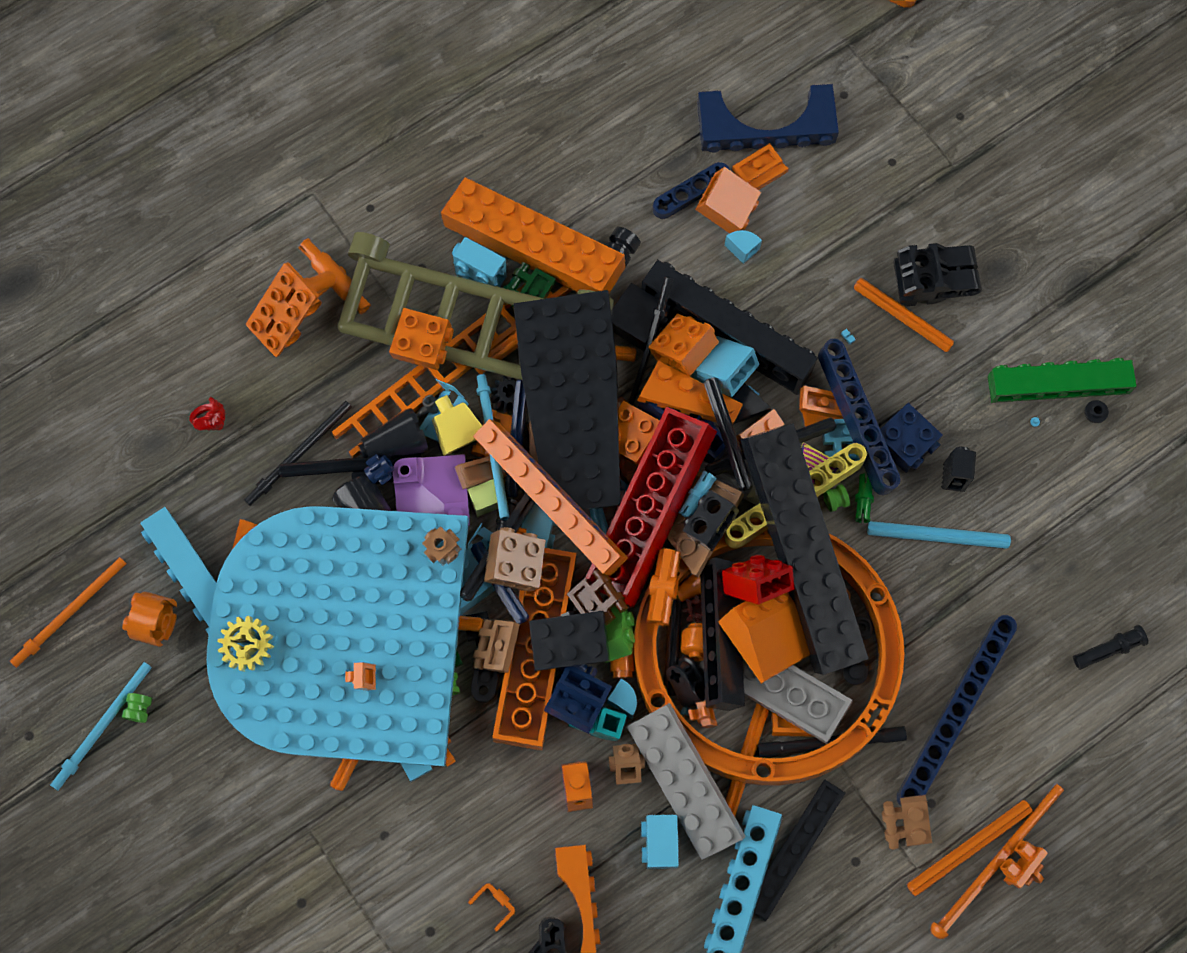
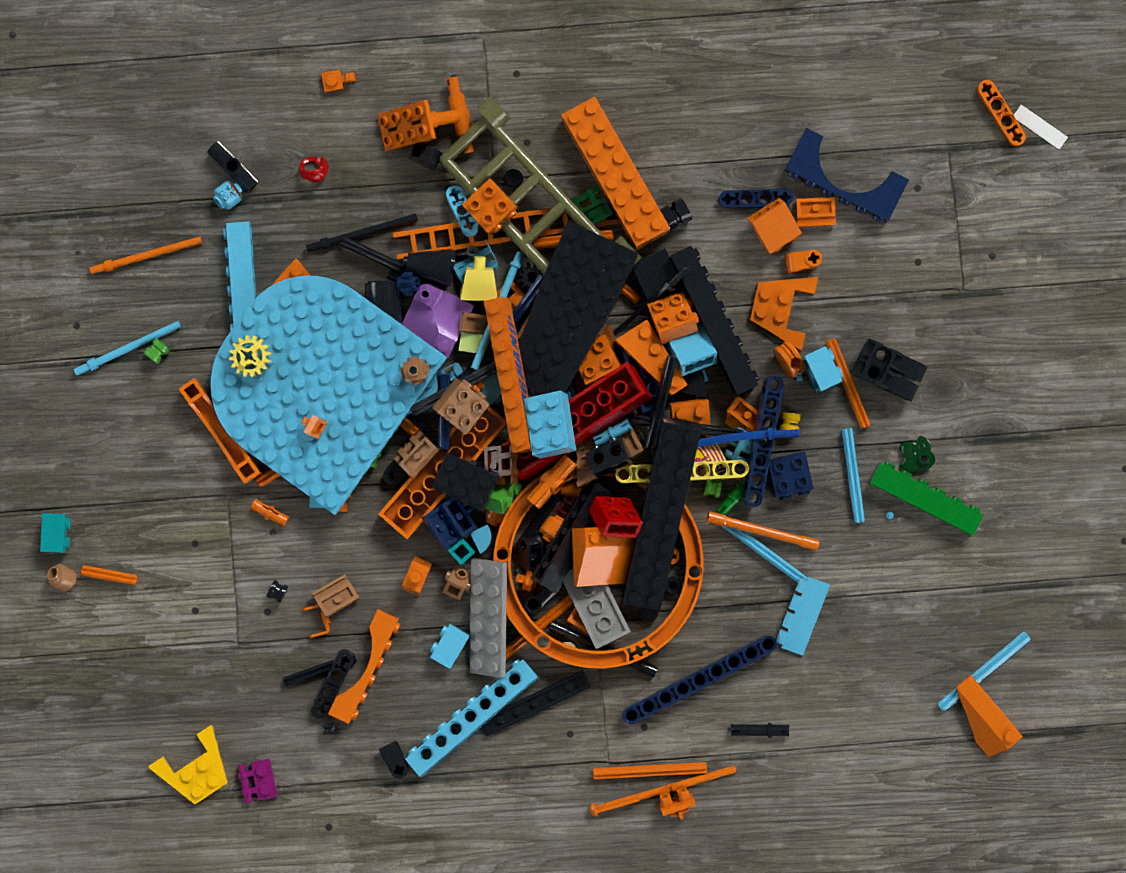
camera: 35 degrees right, 15 degrees up
(103, 458) = (241, 174): none -> black piece
(126, 495) = (227, 195): none -> medium azure head
(150, 618) = (198, 295): orange brick -> none
(180, 316) = (334, 80): none -> orange plate
(285, 766) = (203, 407): none -> orange arch
(321, 334) = (425, 155): none -> black brick
(368, 814) = (269, 513): none -> orange pin
(397, 376) = (461, 218): none -> medium azure beam
(428, 899) = (277, 591): none -> black wheel
(429, 306) = (513, 178): none -> black plate
(478, 263) = (565, 169): medium azure brick -> none
(498, 864) = (335, 596): none -> medium nougat plate
(625, 520) = (550, 424): none -> medium azure brick
(728, 724) = (542, 596): none -> black piece
(743, 244) = (766, 263): medium azure brick -> none
(776, 223) = (799, 260): none -> orange piece
(778, 284) = (774, 303): none -> orange wing
(830, 321) = (789, 359): none -> orange head
(862, 400) = (770, 434): none -> blue sword
(870, 308) = (821, 369): none -> medium azure brick
(871, 523) = (723, 520): none -> orange piece
(872, 386) = (790, 421): none -> yellow wheel
(915, 820) = (623, 733): medium nougat plate -> none
(959, 469) = (808, 519): black brick -> none
(971, 402) = (853, 476): none -> medium azure axle
(1019, 346) = (914, 453): none -> dark green plate
(1022, 575) = (802, 621): none -> medium azure windscreen
(1066, 722) = (759, 730): none -> black pin
(1092, 416) = (930, 534): black plate -> none
(1120, 644) = (840, 701): black pin -> none

